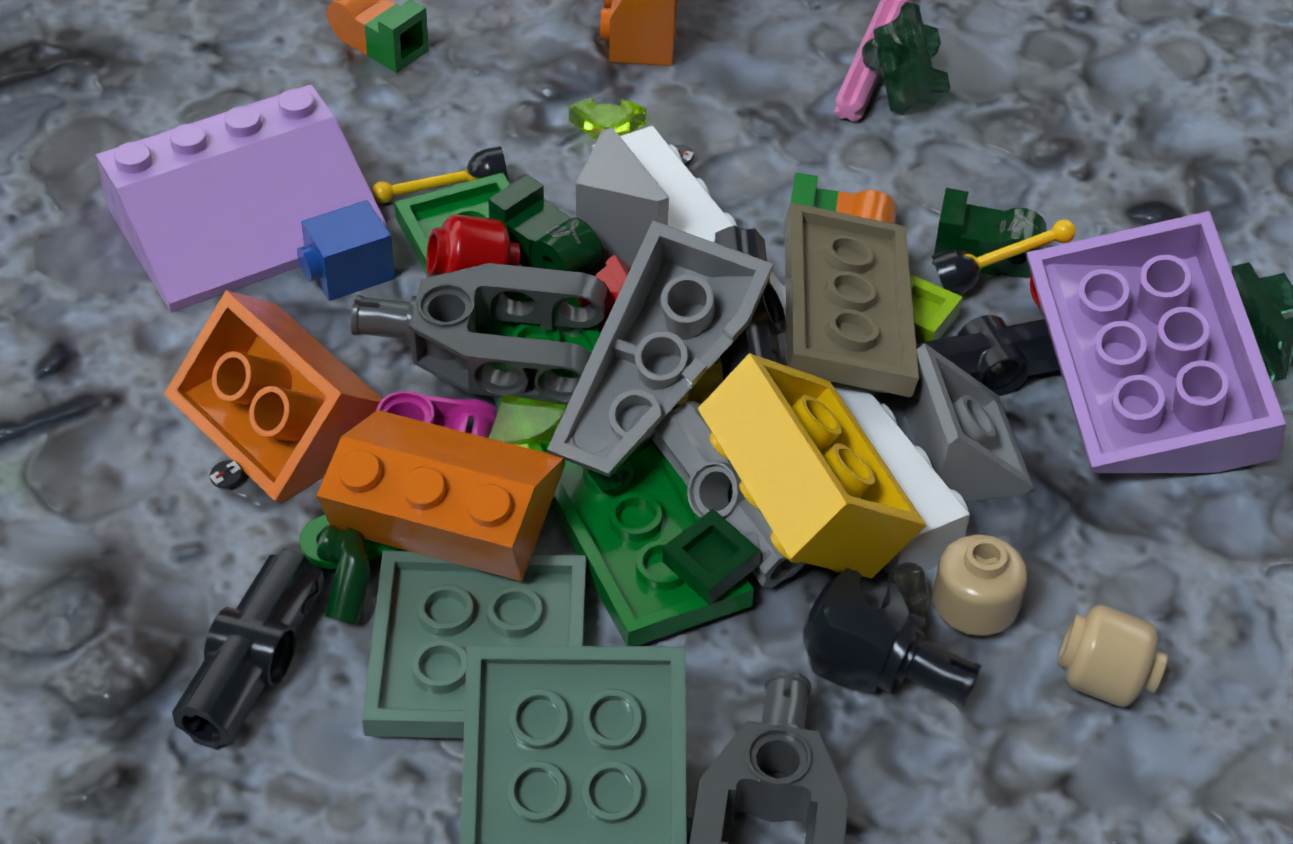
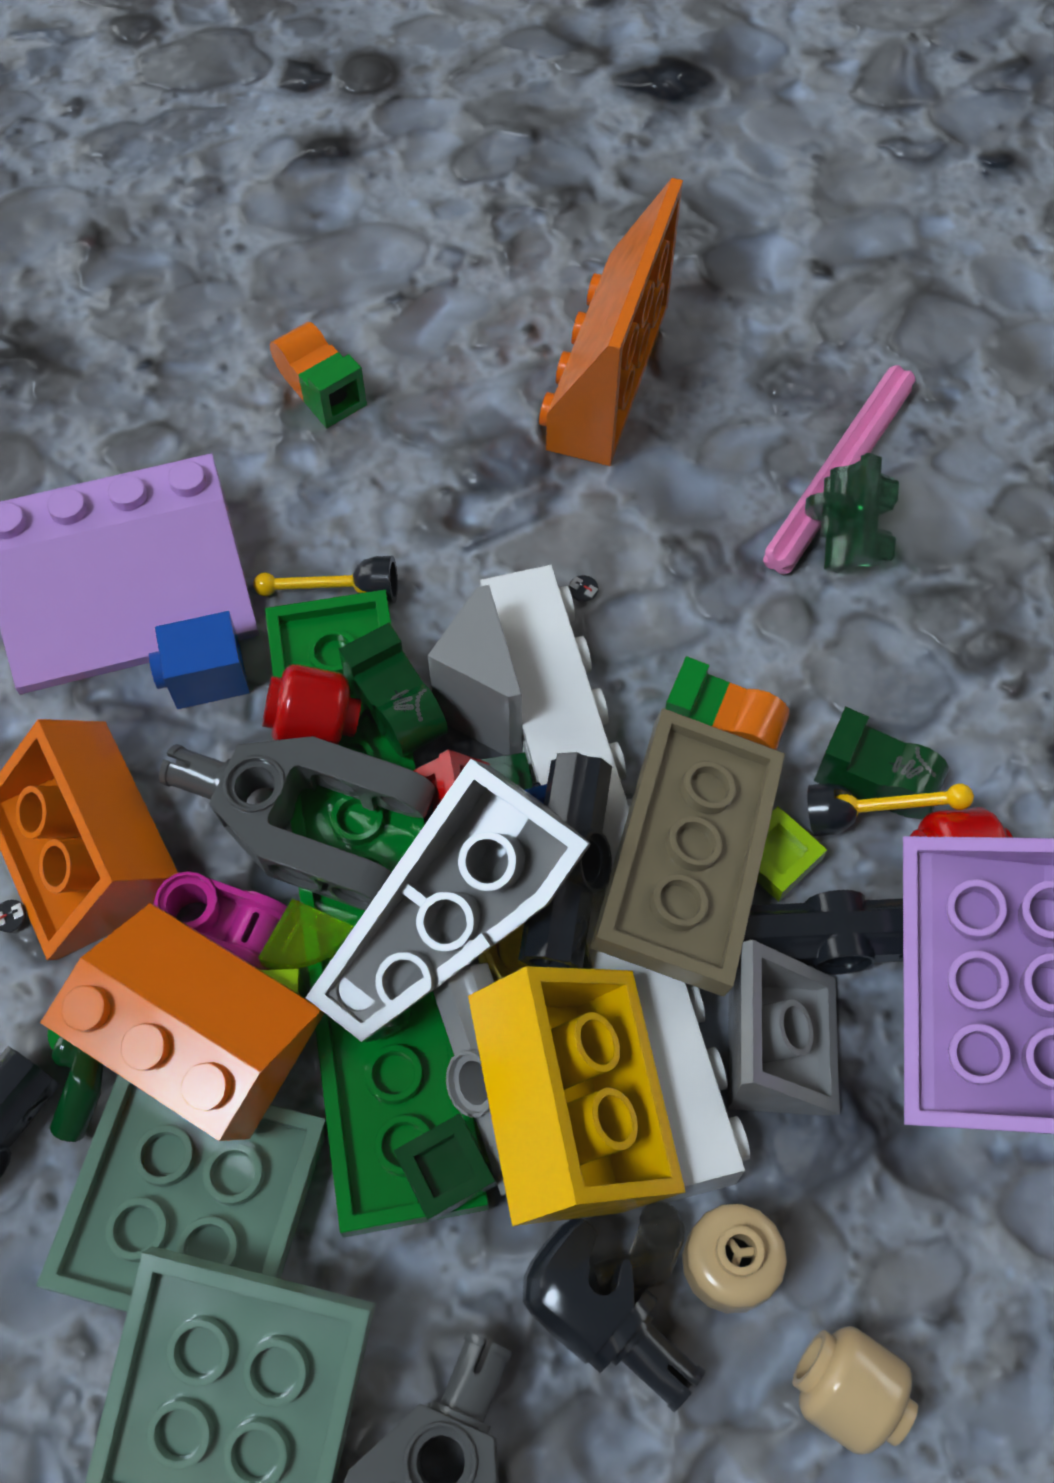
camera: 15 degrees right, 15 degrees up
(594, 117) = (520, 529): clear neon green tile -> none

